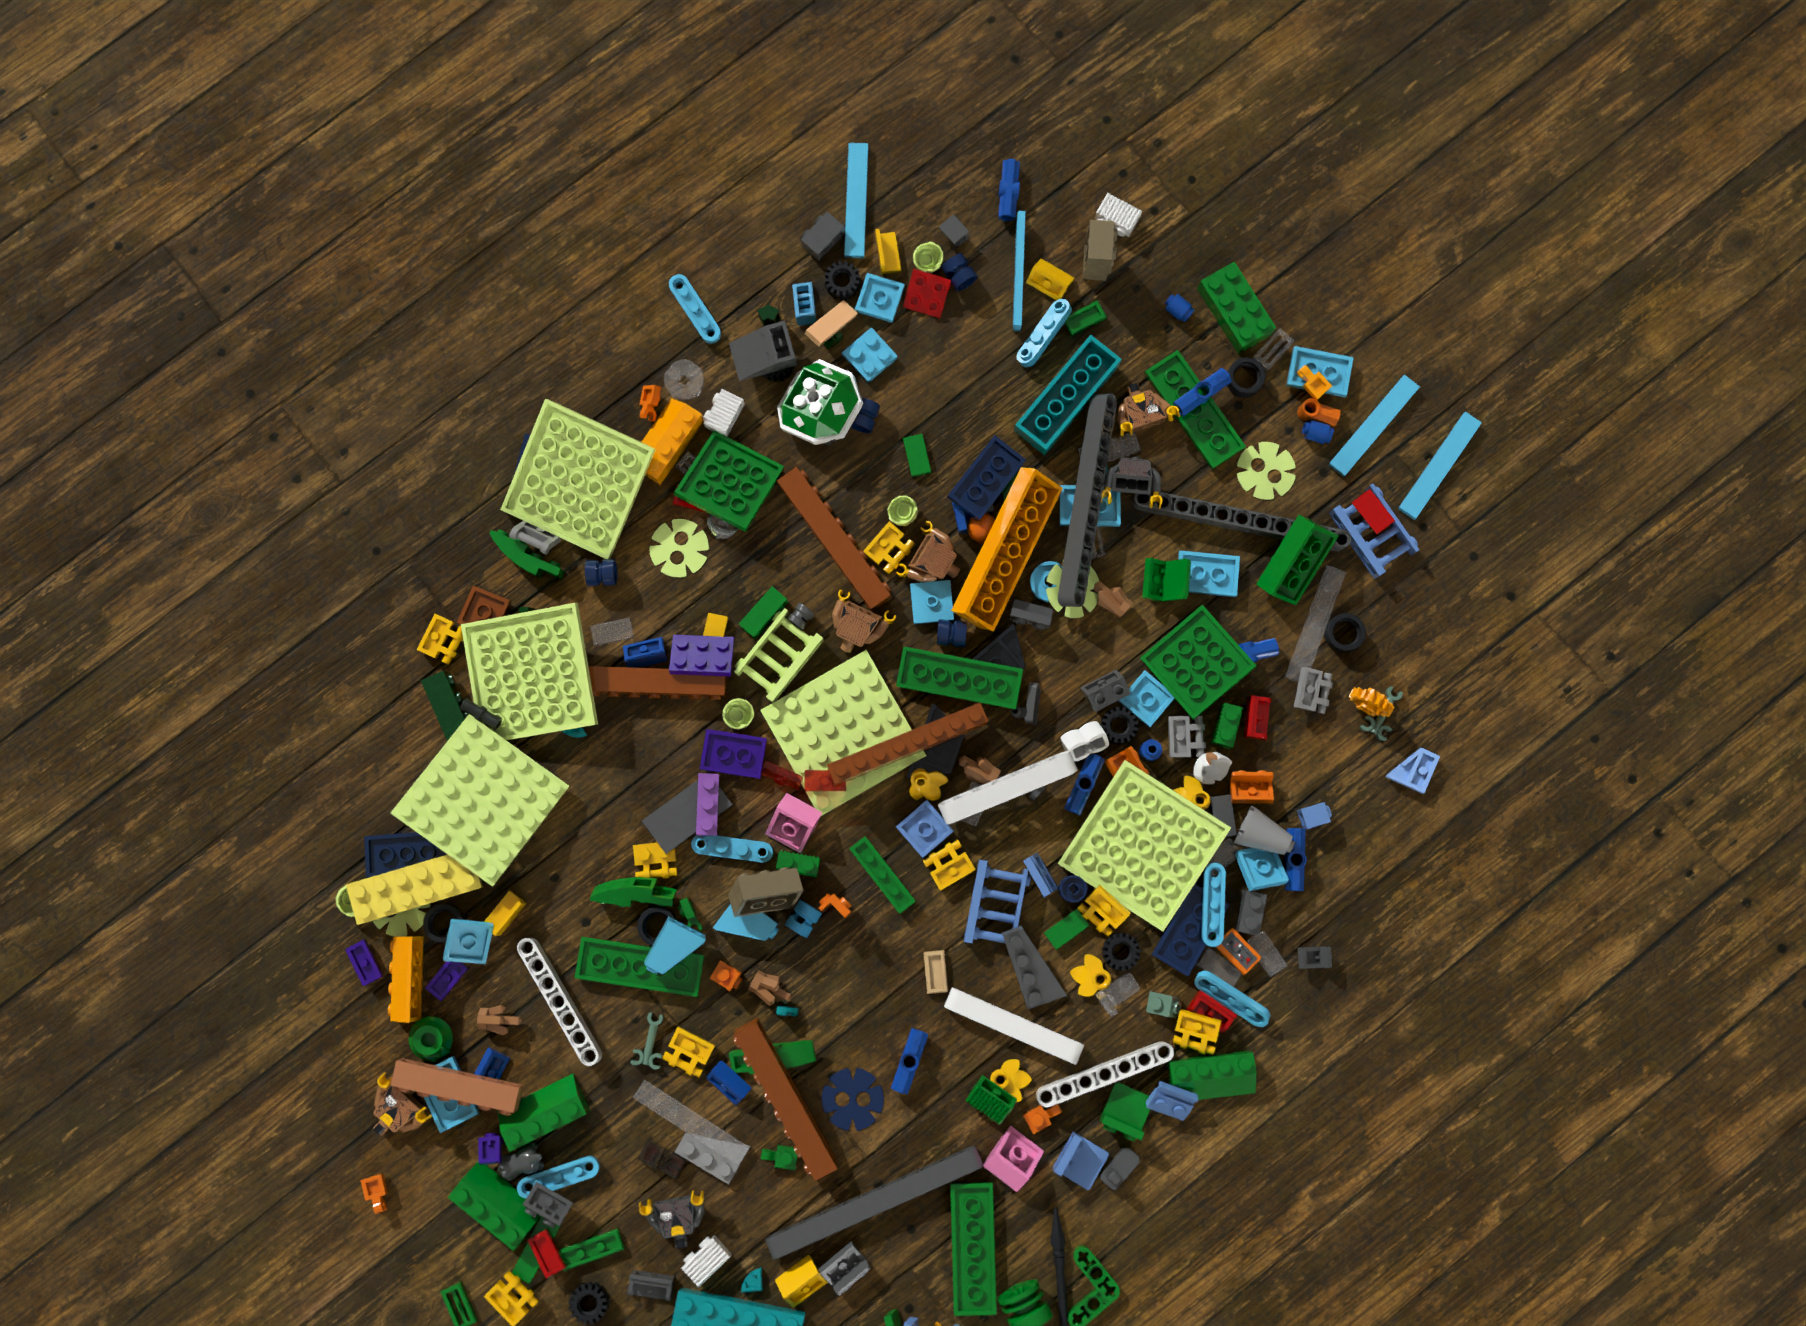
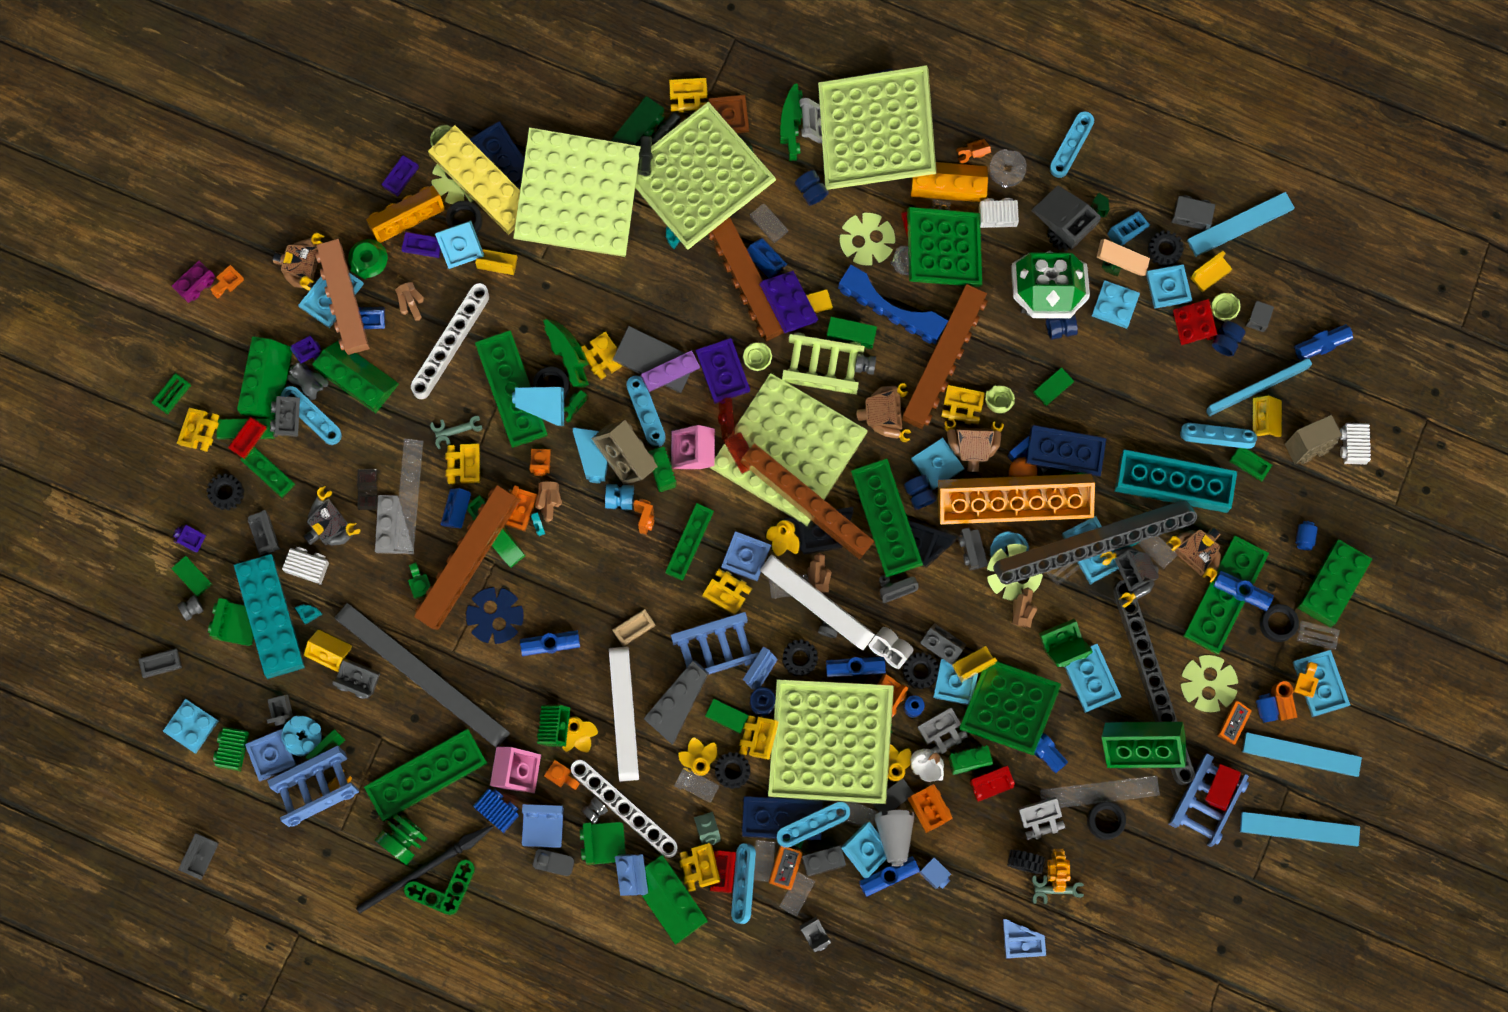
camera: 55 degrees right, 5 degrees down
(357, 1225) = (194, 282): none -> magenta bracket
(462, 678) = (666, 127): none -> pearl dark grey pin
(768, 1019) = (522, 513): none -> orange bracket
(794, 539) = (925, 324): none -> blue arch
(1038, 839) = (800, 646): none -> black tyre
(1042, 1197) = (496, 810): none -> blue brick
(1091, 1103) = (597, 806): none -> dark grey wheel
(1141, 673) = (973, 664): none -> yellow panel
(1314, 468) = (1234, 722): none -> slope
(1347, 727) = (1026, 861): none -> black tyre

